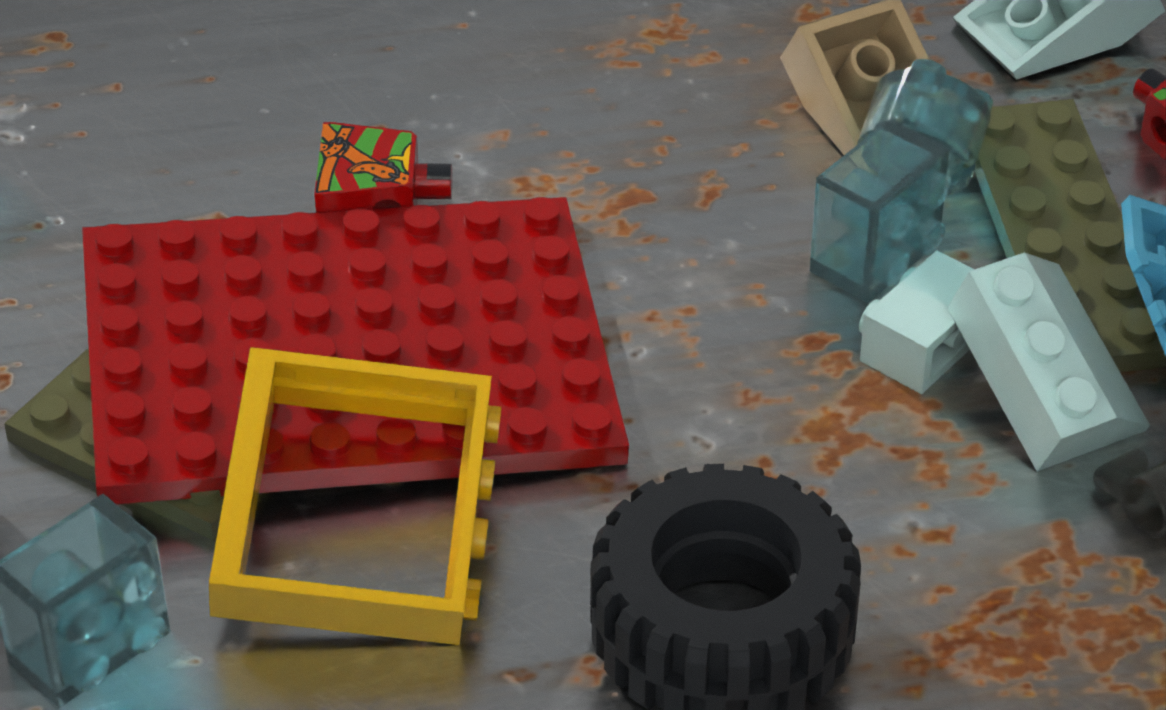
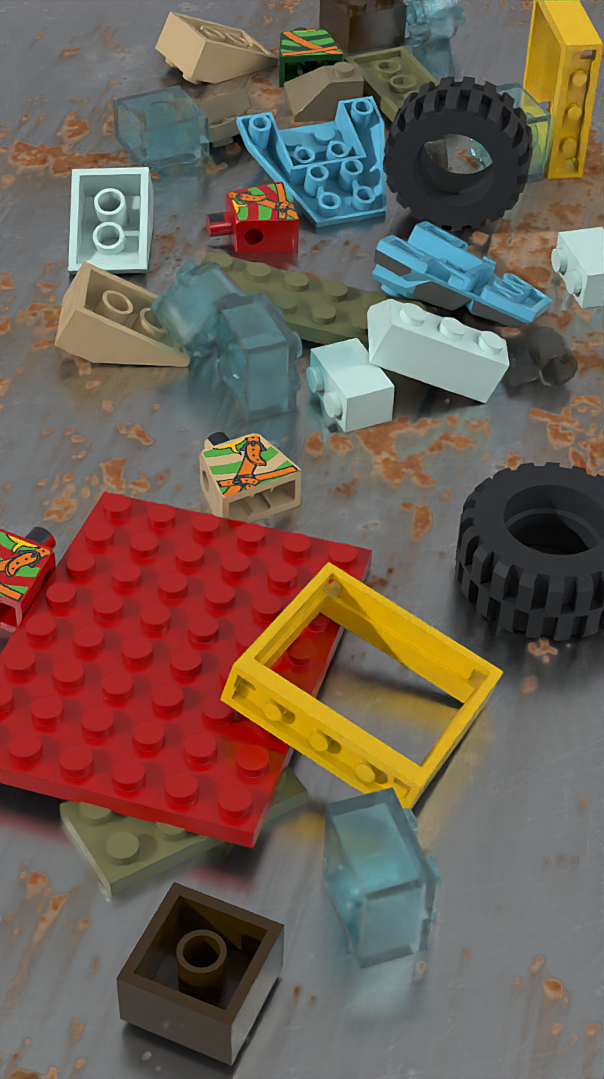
camera: 65 degrees left, 0 degrees up
(667, 294) = (247, 478): none -> tan torso

